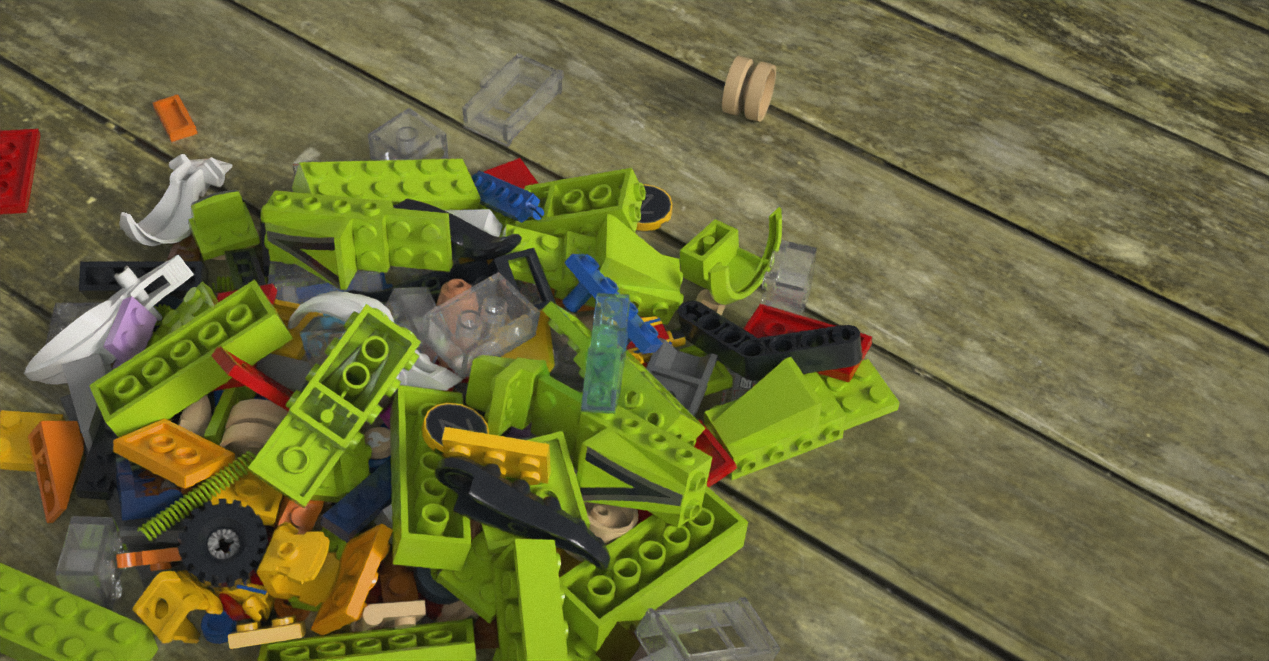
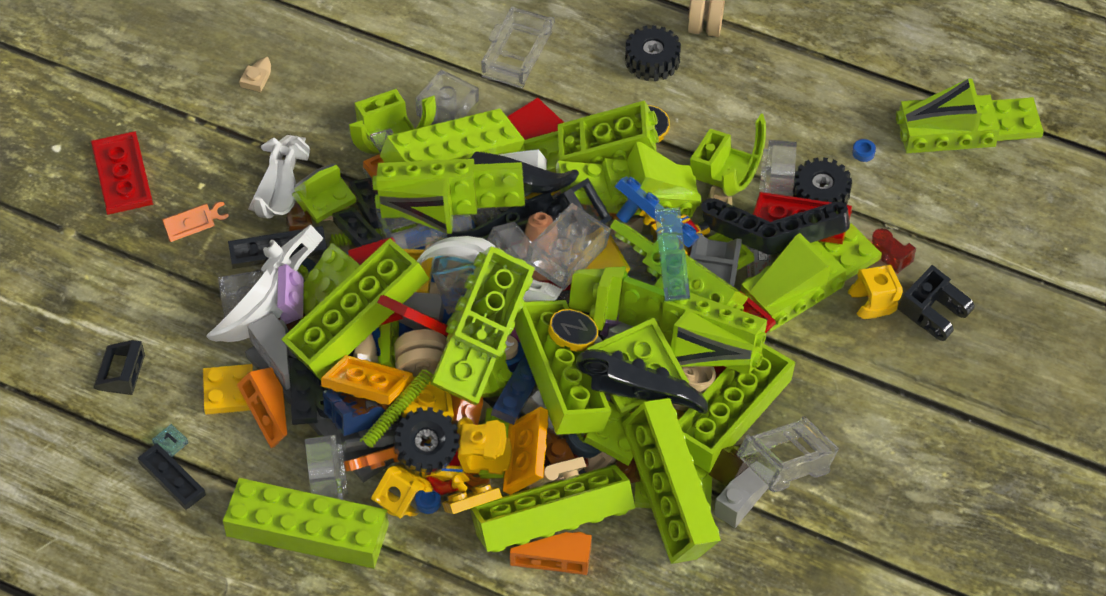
camera: 10 degrees left, 5 degrees up
(58, 236) = (192, 221): none -> orange plate
(174, 118) = (243, 104): orange tile -> none
(201, 91) = (256, 75): none -> tan plate
(324, 144) = (384, 113): none -> lime piece
(506, 198) = (547, 137): blue plate -> none
(514, 456) = (632, 343): yellow plate -> none
(683, 136) = (654, 64): none -> black bush
(829, 295) = (811, 175): none -> black bush
(886, 448) = (881, 288): none -> yellow piece
(907, 275) = (864, 150): none -> blue tile
(915, 403) = (892, 250): none -> clear red leg
(943, 462) = (922, 295): none -> black brick
(1039, 257) = (965, 120): none -> lime wedge

